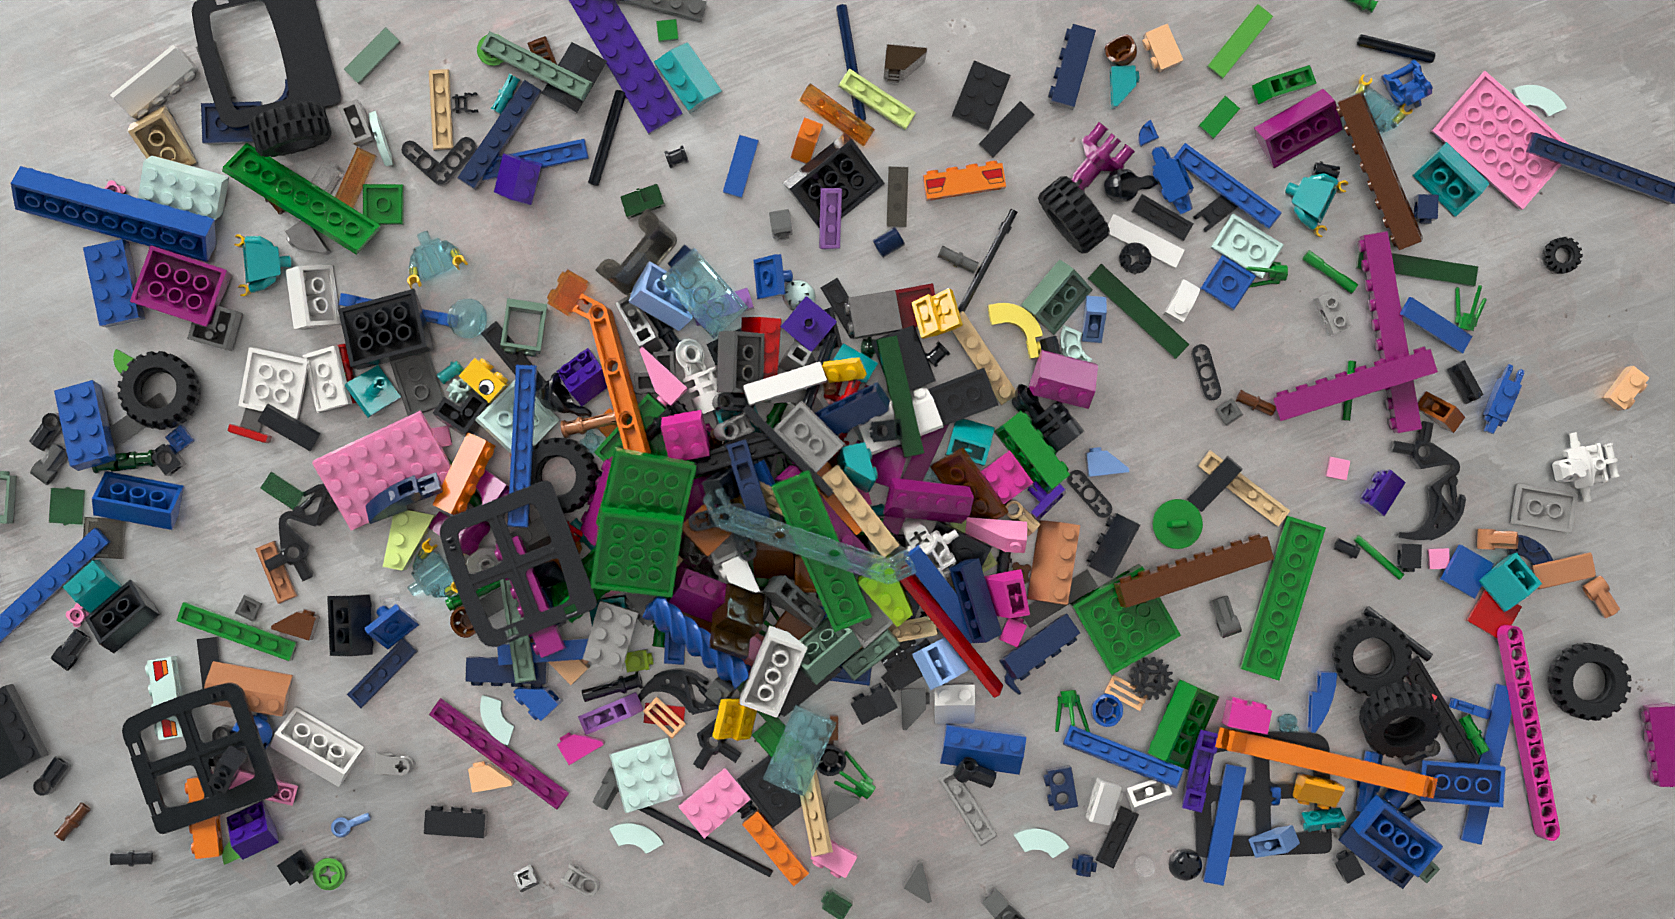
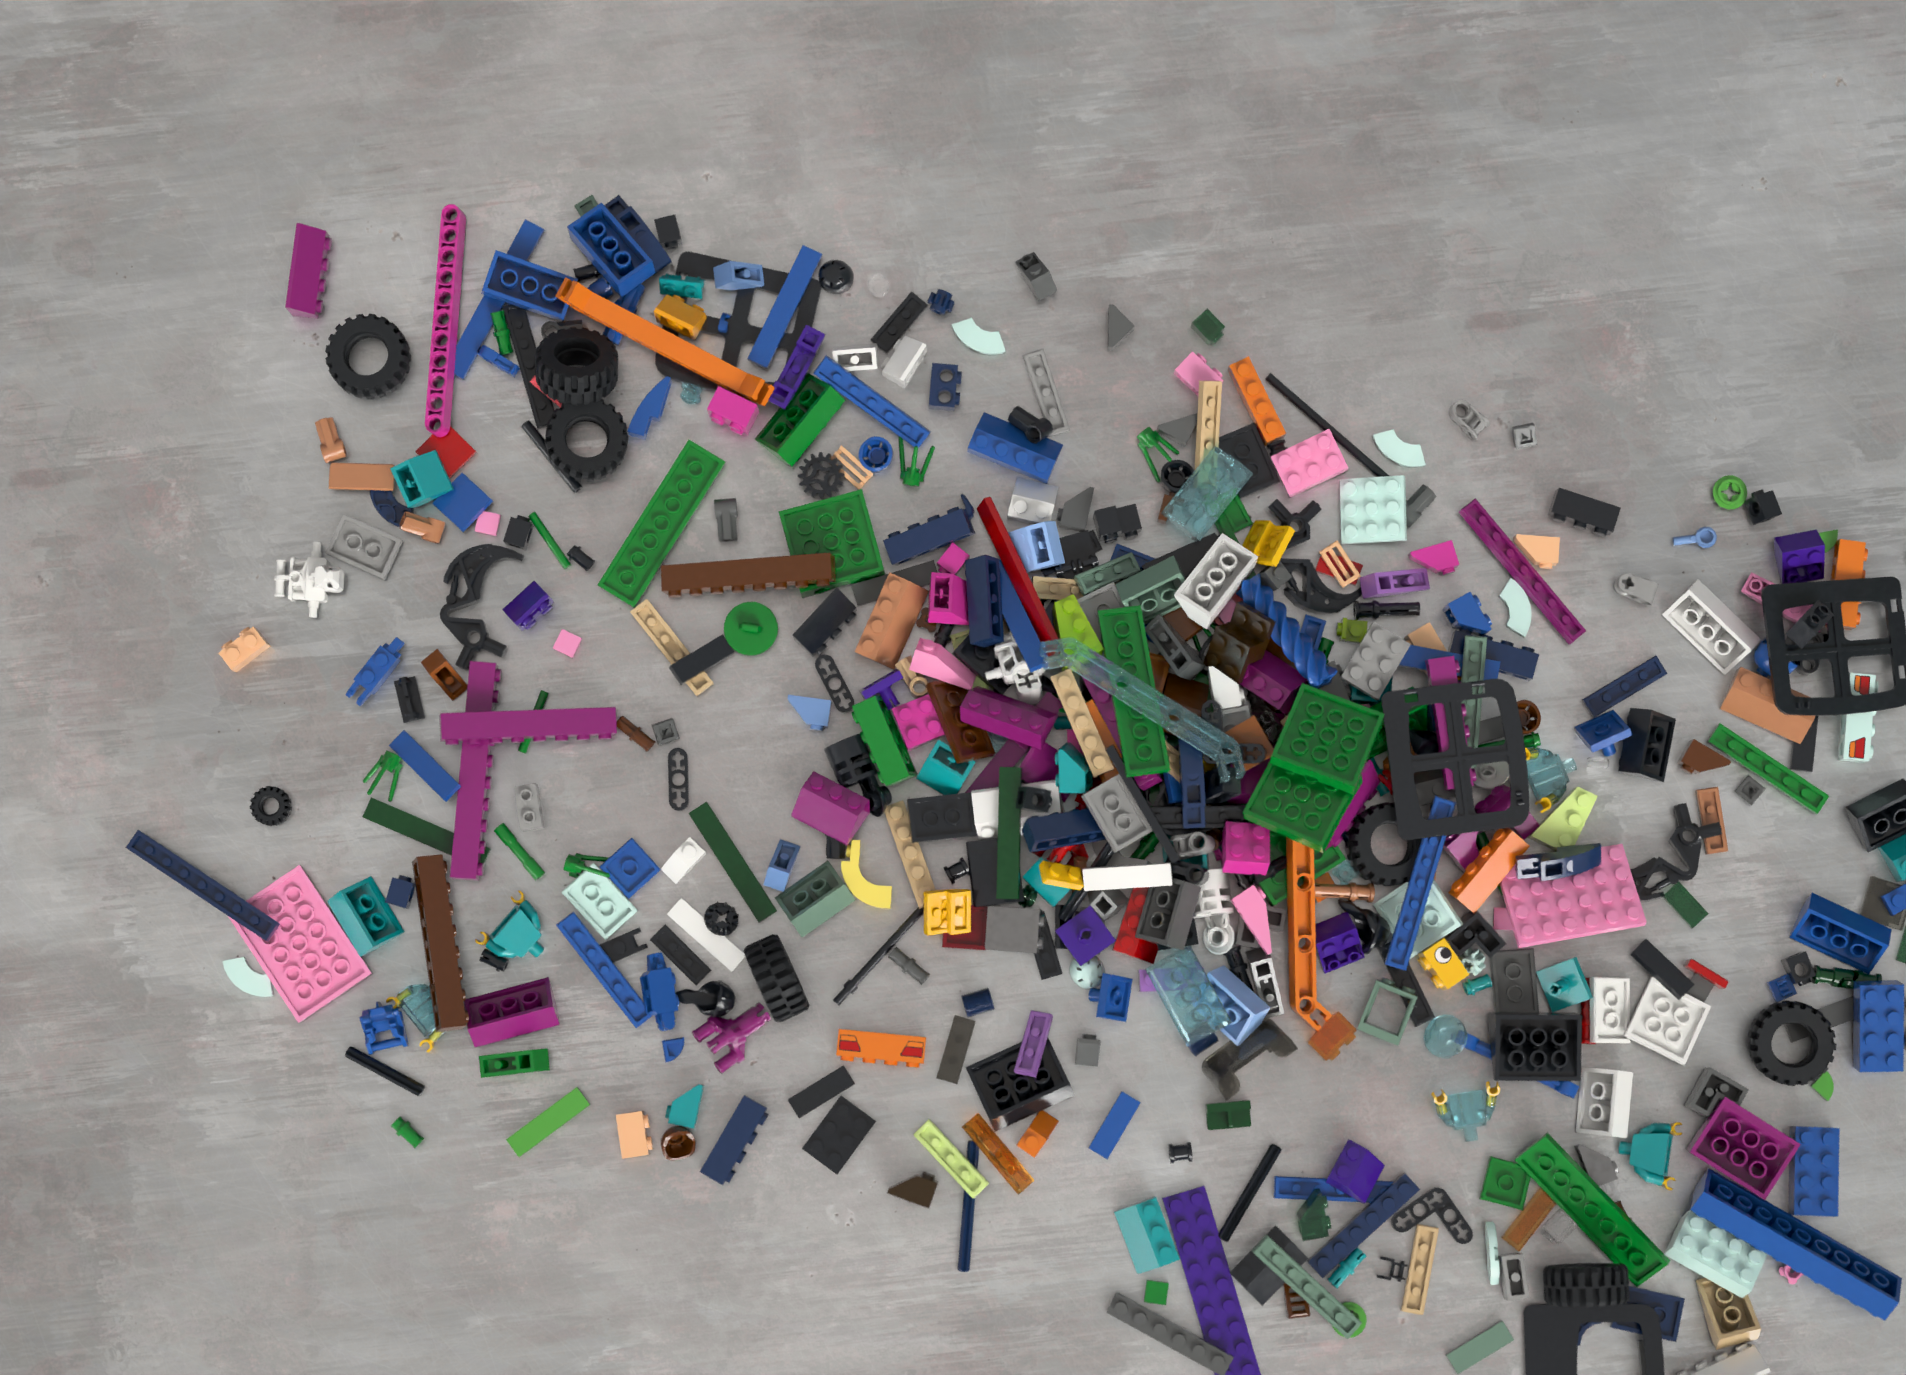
camera: 170 degrees left, 5 degrees down
(546, 129) = (1312, 1217): none -> clear green slope
(1071, 344) = (812, 844): light aqua tile -> none
(1219, 117) = (592, 1046): green tile -> none

